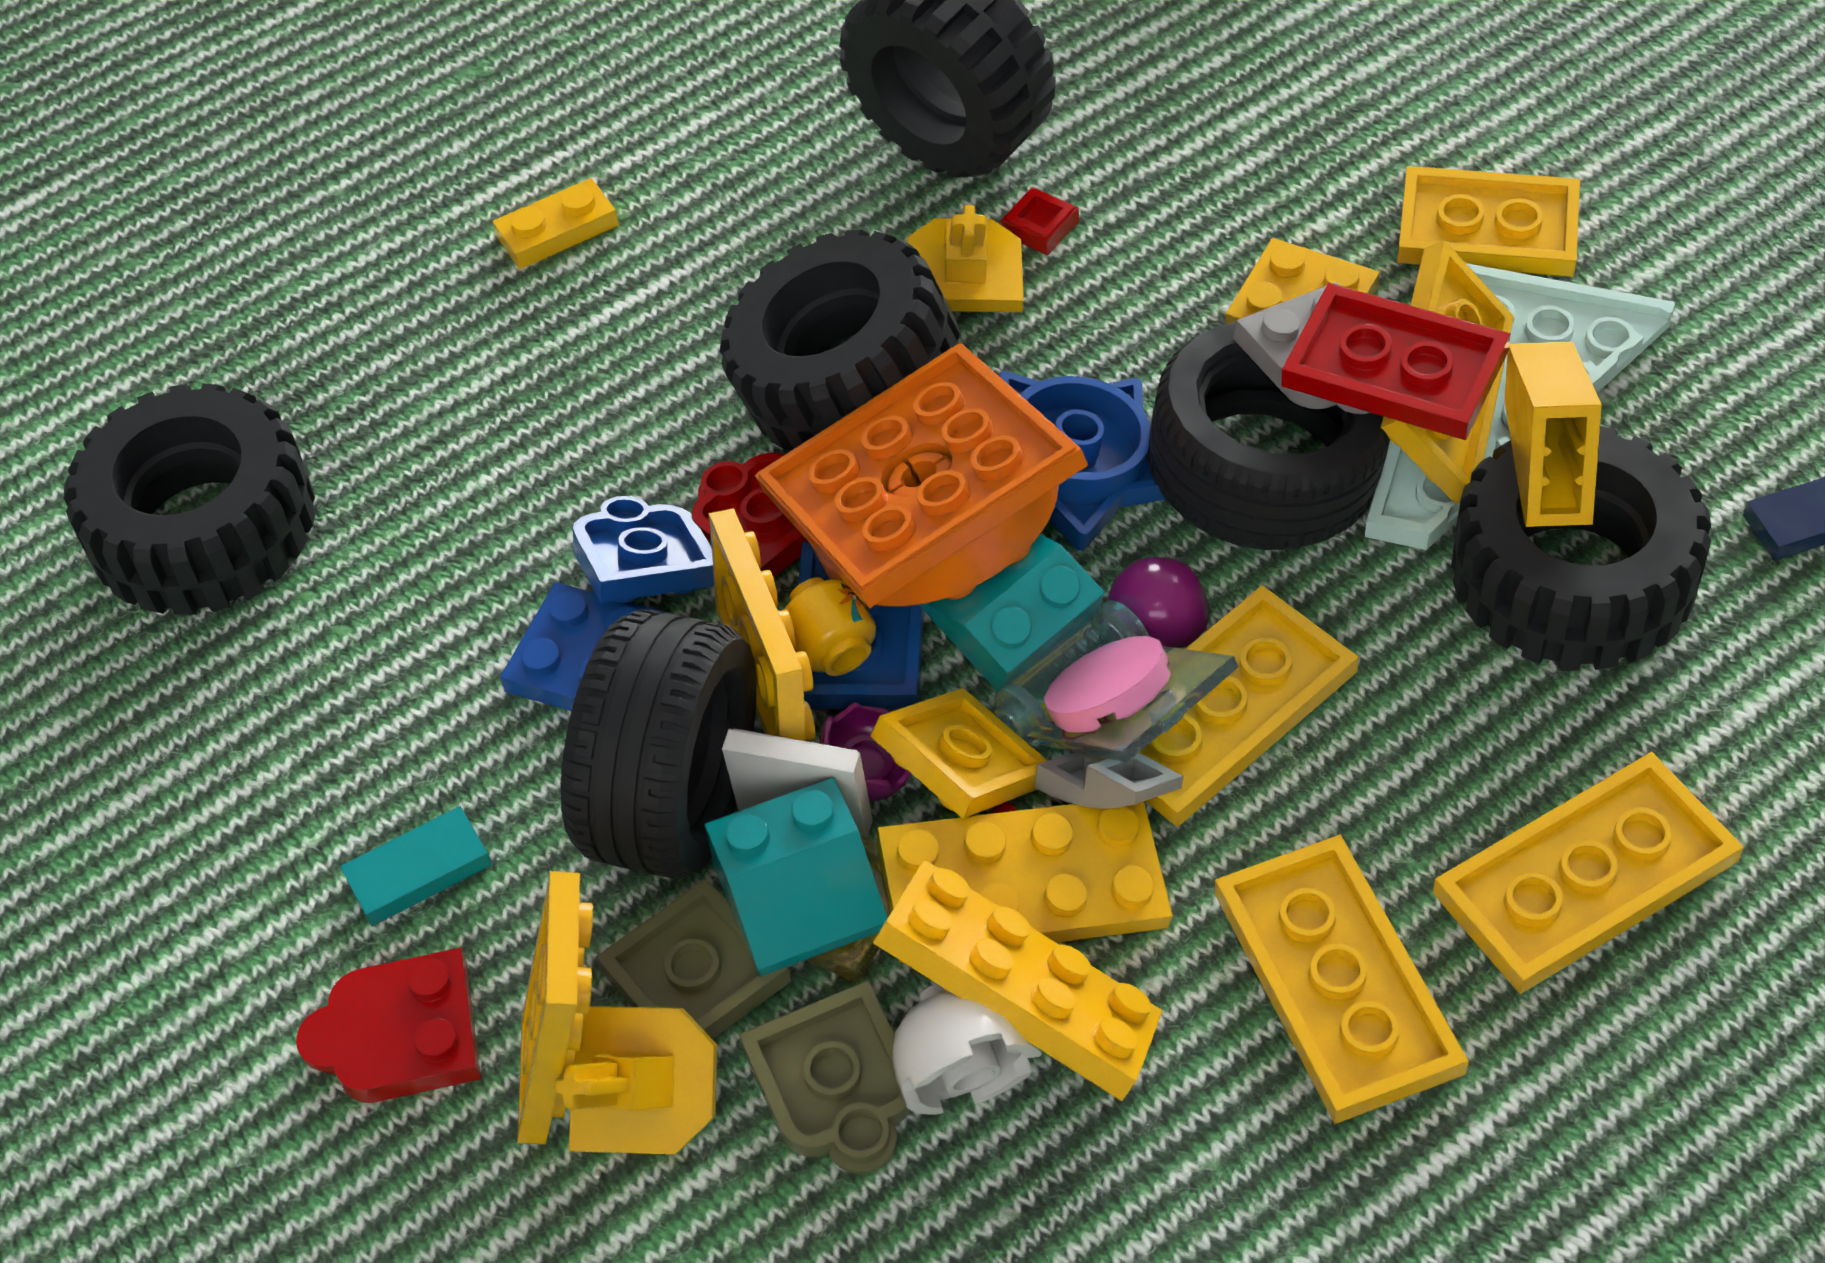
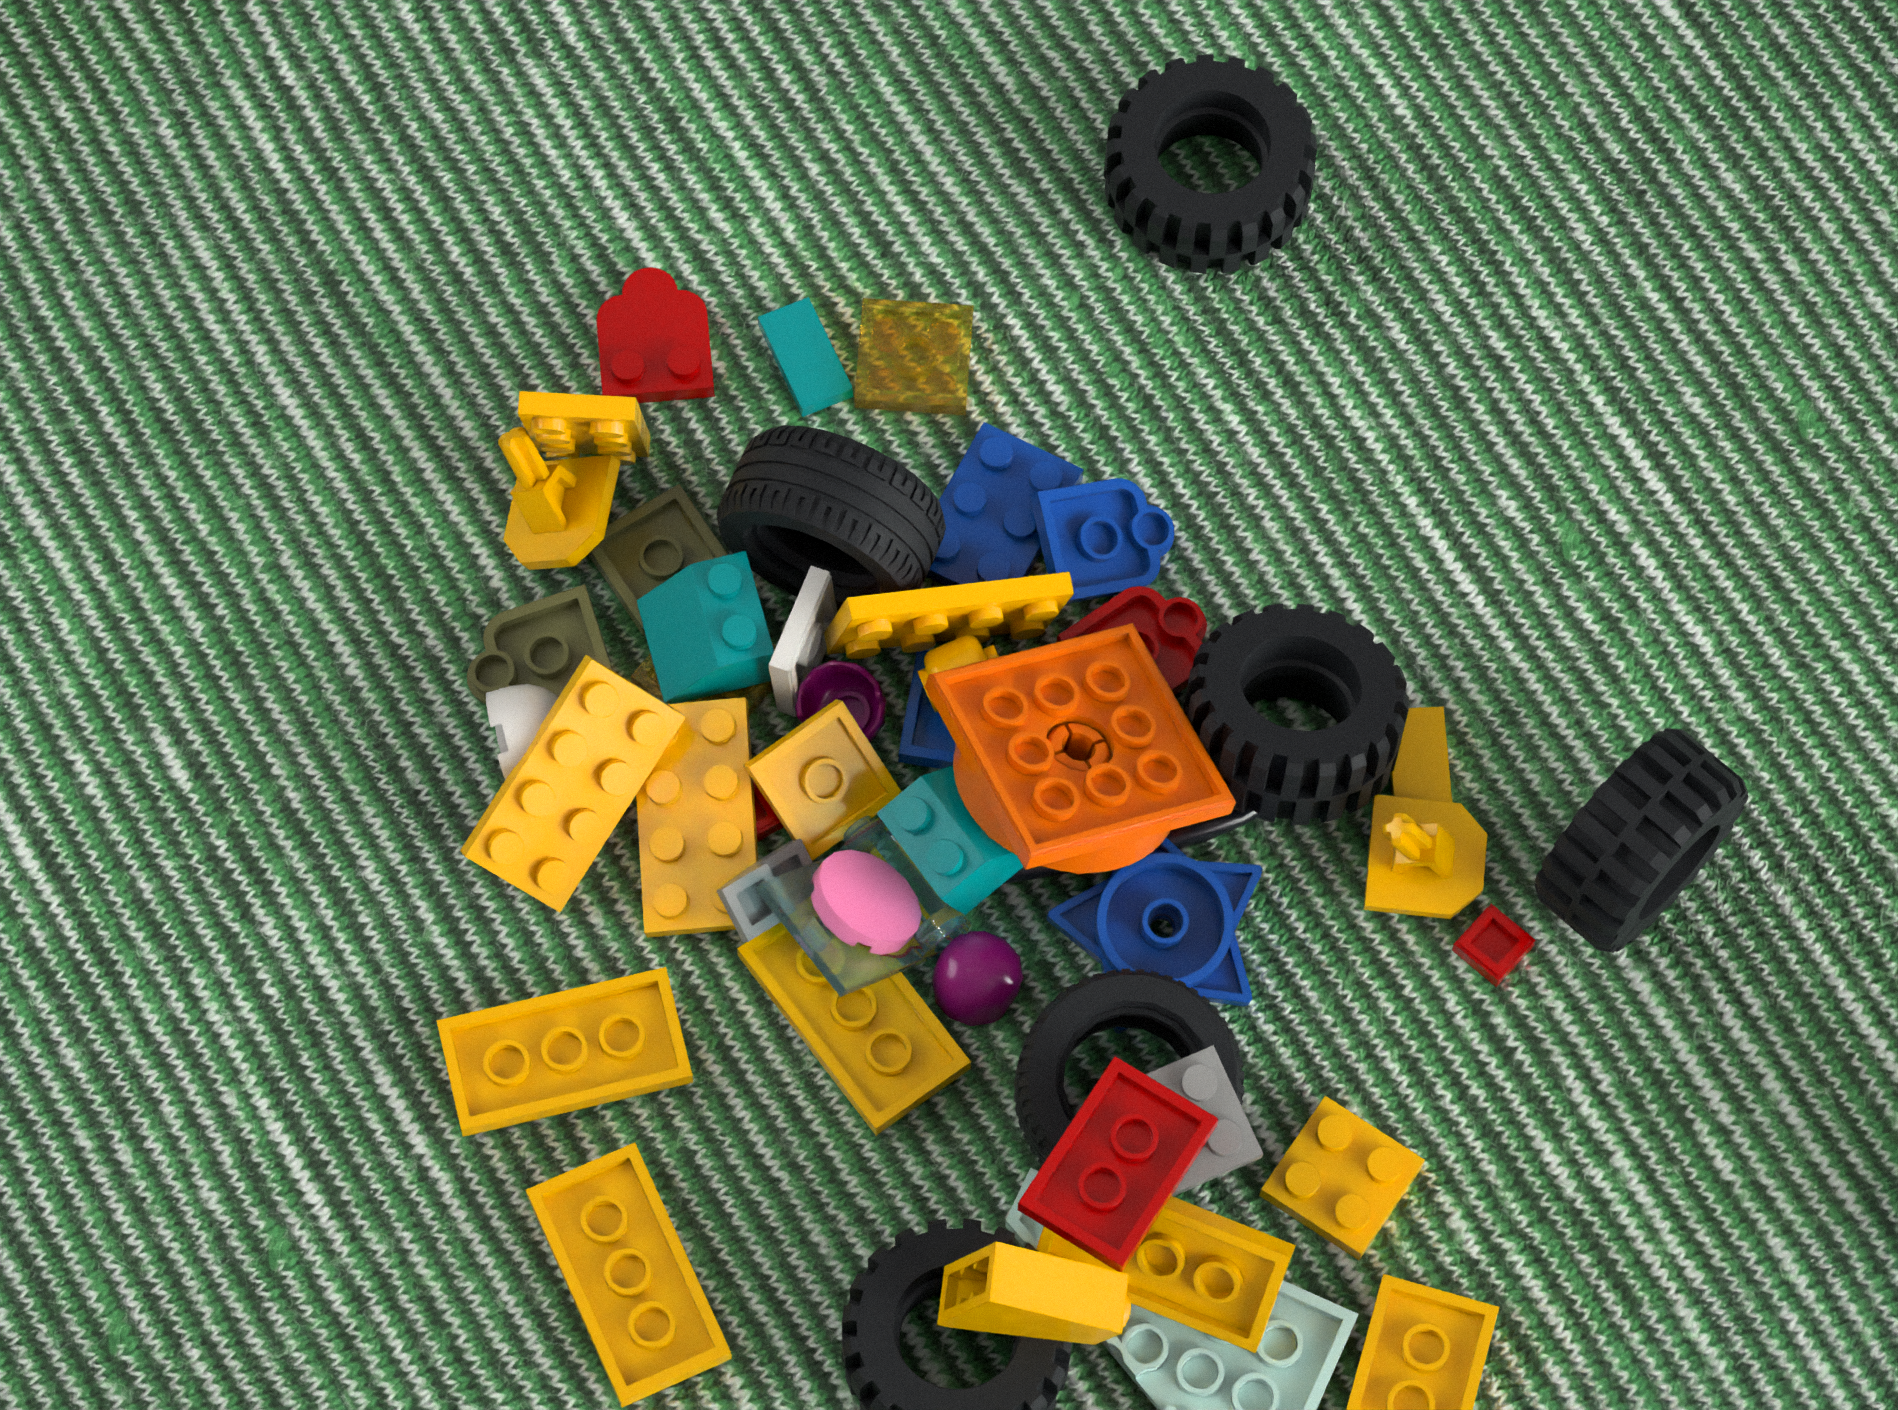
camera: 90 degrees right, 15 degrees up
(418, 753) = (914, 356): none -> clear yellow plate
(555, 223) = (1555, 488): yellow plate -> none

